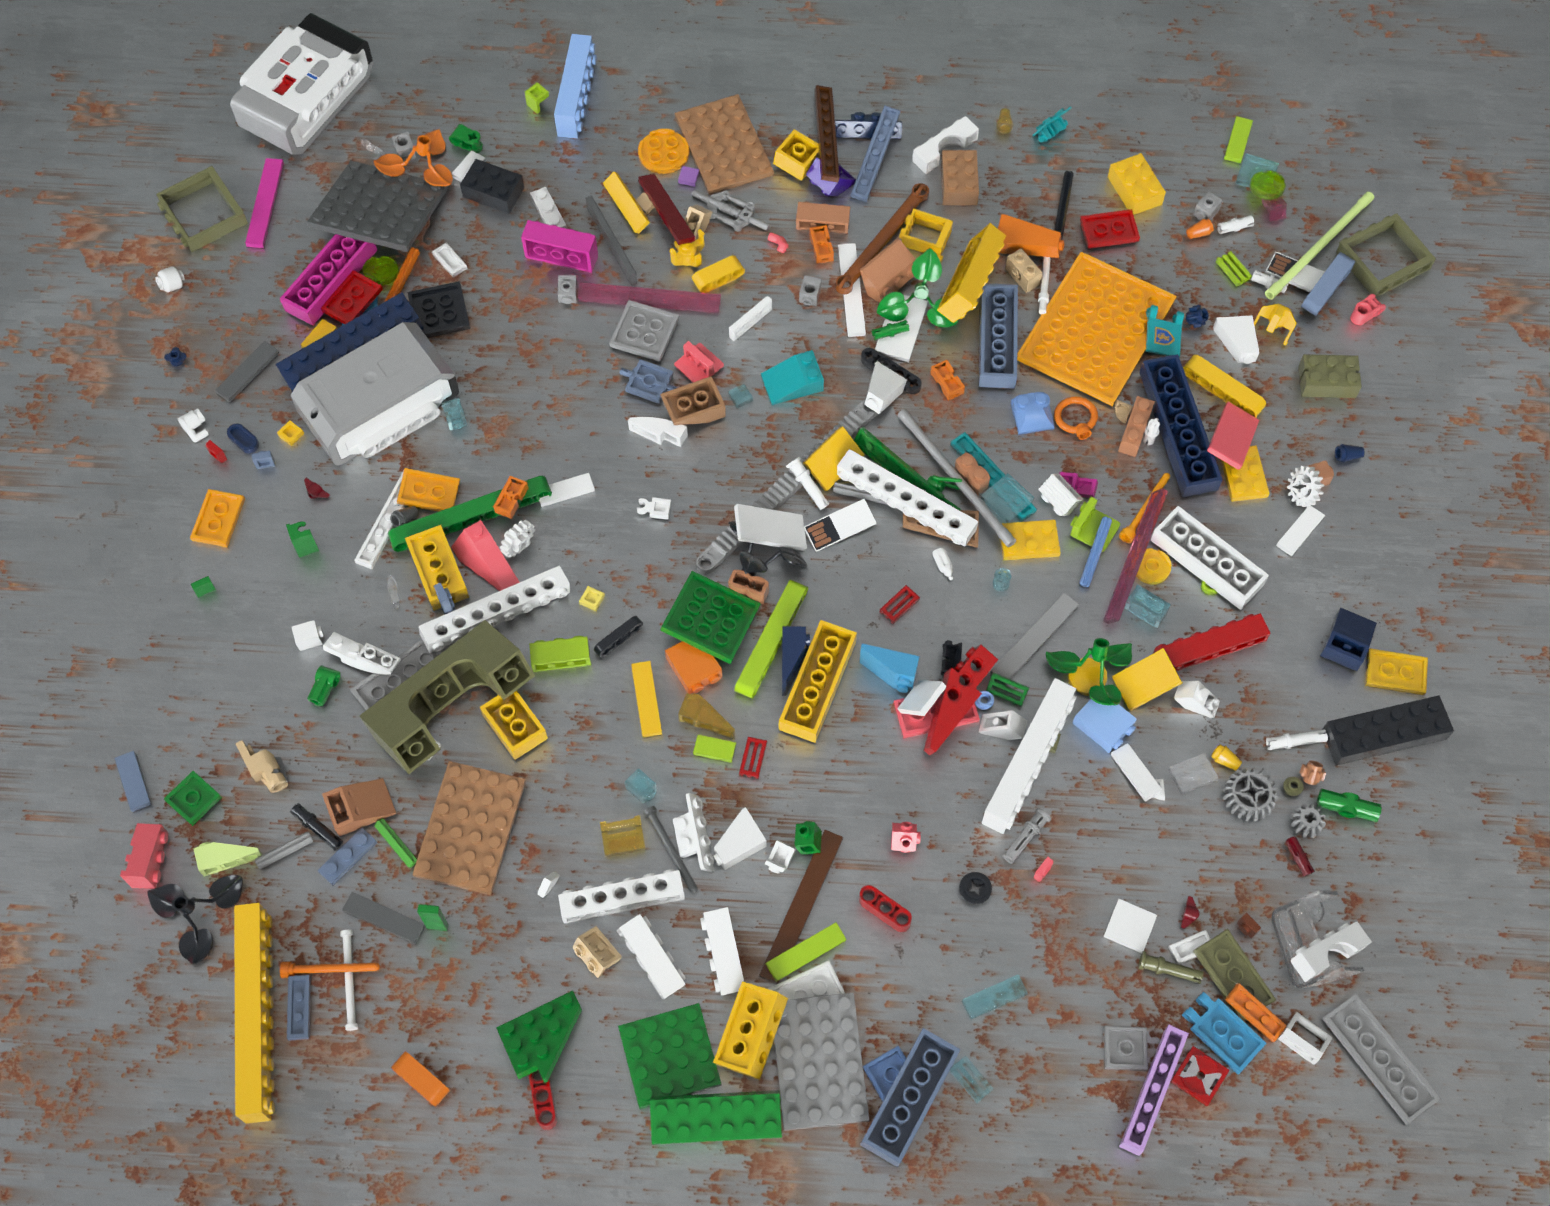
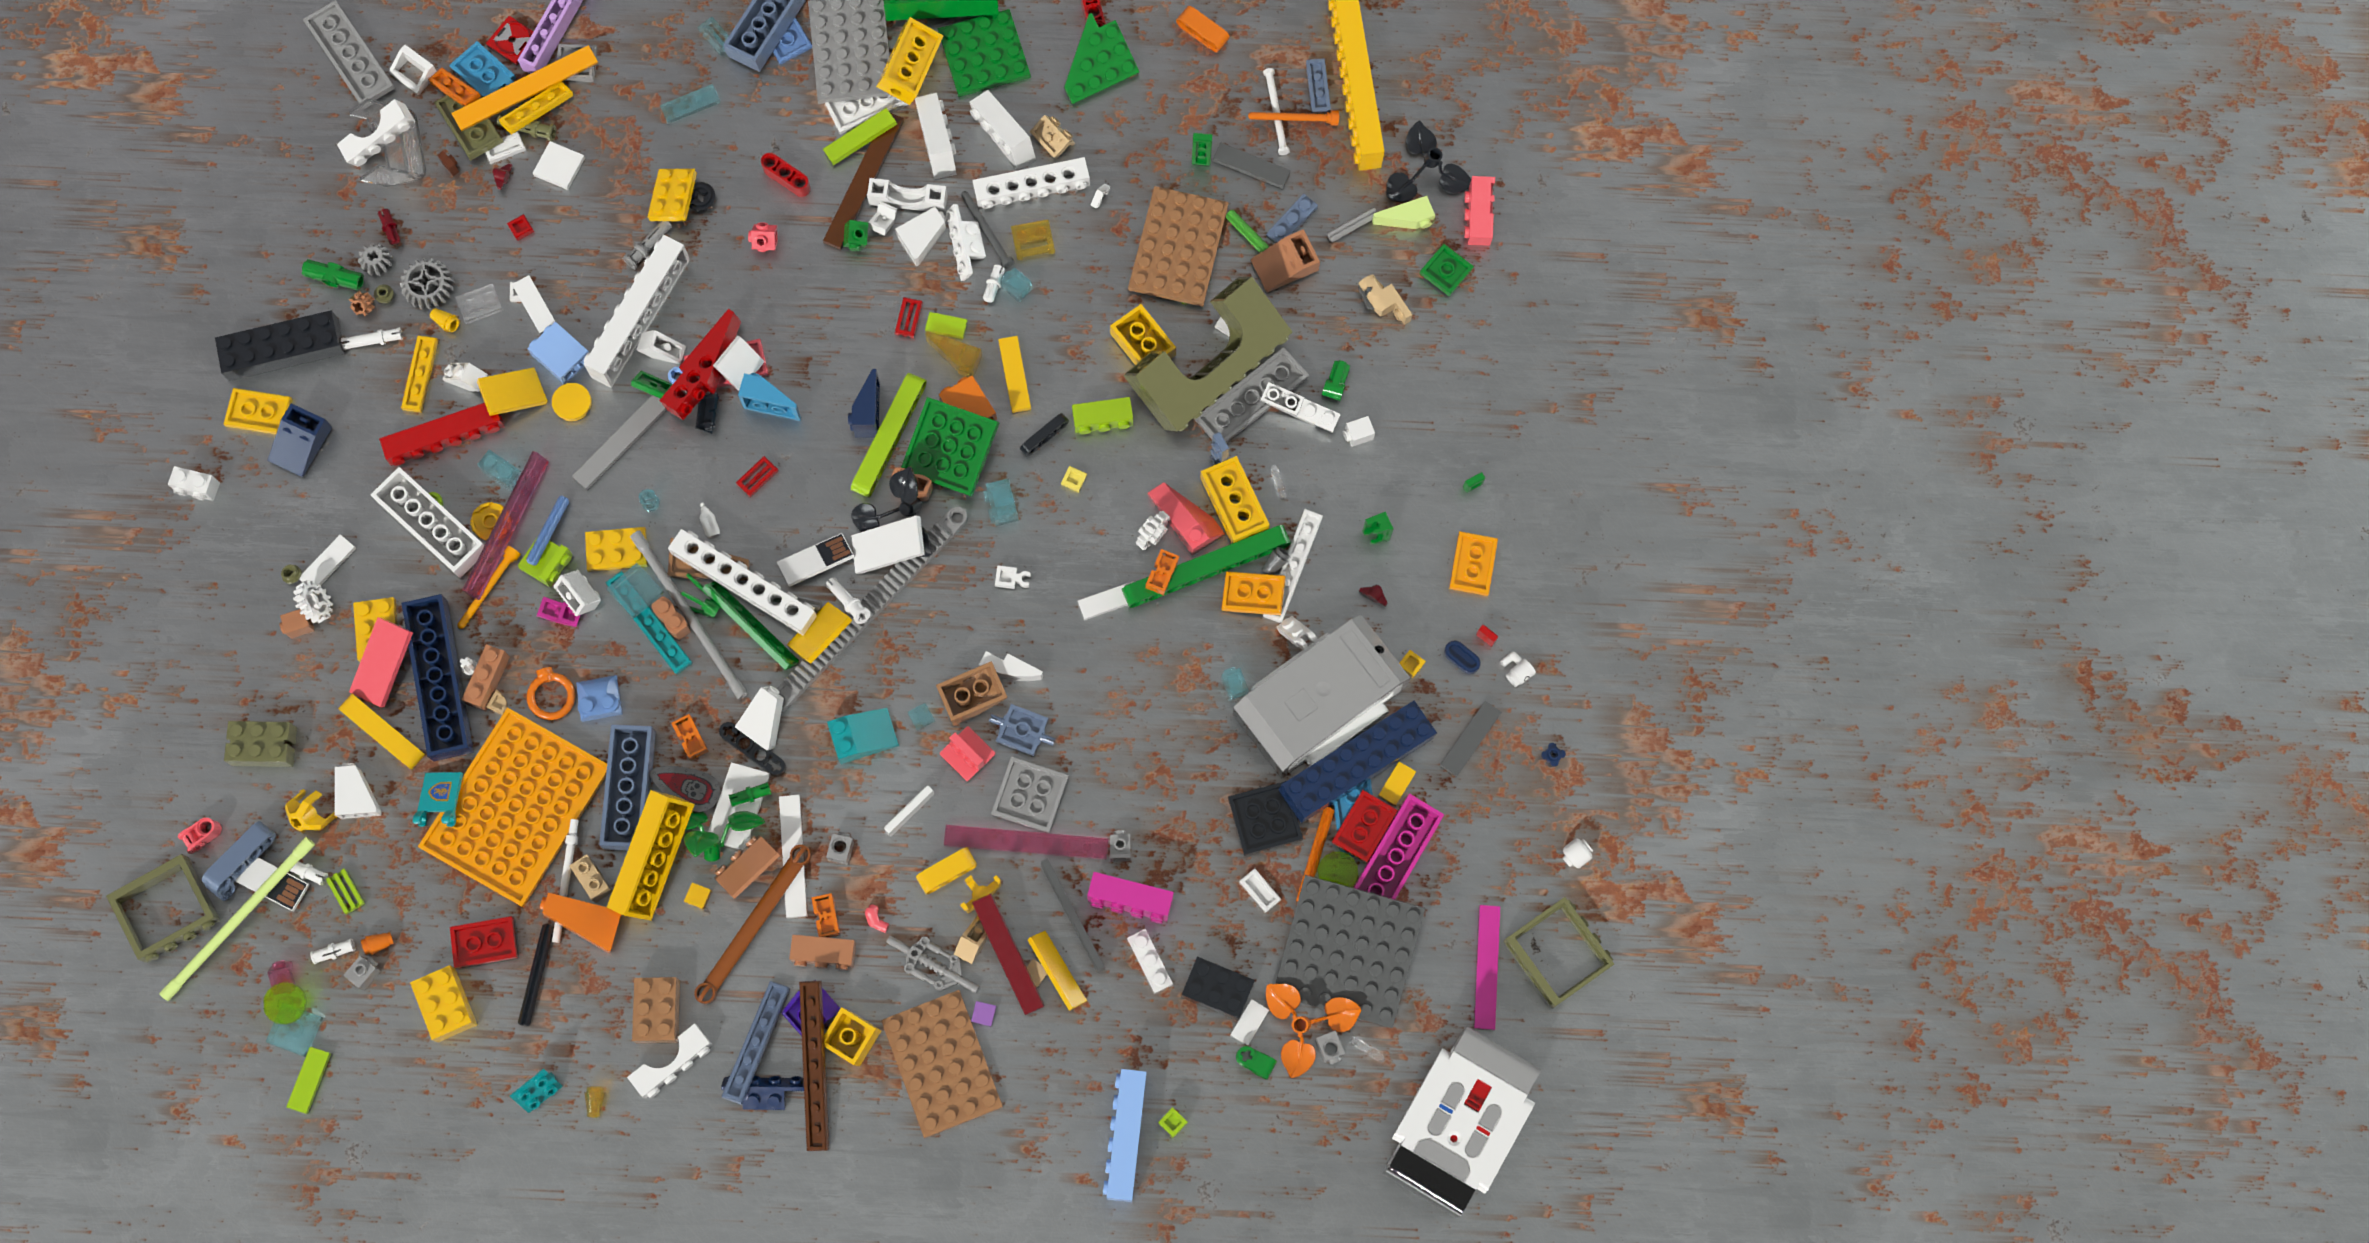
camera: 175 degrees right, 10 degrees up
(133, 781) = (1507, 288): sand blue tile -> none
(263, 459) = (1434, 627): sand blue plate -> none
(310, 821) = (1330, 249): black pin -> none
(391, 449) = (1296, 632): none -> white hinge
(500, 600) = (1165, 465): white brick -> none
(662, 573) = (1002, 502): none -> clear light blue brick
(663, 151) = (1015, 1052): light orange tile -> none
(664, 789) = (993, 283): none -> white axle
(734, 878) = (905, 198): none -> white arch
(817, 681) = (840, 385): yellow brick -> none
(929, 221) = (682, 923): yellow window -> none
(946, 336) = (688, 784): none -> shield
(1004, 885) = (672, 195): none -> yellow plate
(1043, 869) = (634, 211): coral tile -> none
(1116, 654) = (538, 419): green plant -> none
(1162, 858) = (520, 227): none -> red tile
(1162, 988) = (535, 107): none -> yellow tile
(1176, 1007) = (524, 88): none -> light orange tile
(1197, 316) = (397, 819): dark blue gear -> none
(1243, 707) = (419, 374): none -> yellow tile
(1336, 519) = (291, 574): none -> olive plate
(1348, 452) = (259, 652): dark blue cone -> none
(1442, 598) = (193, 483): none -> white brick

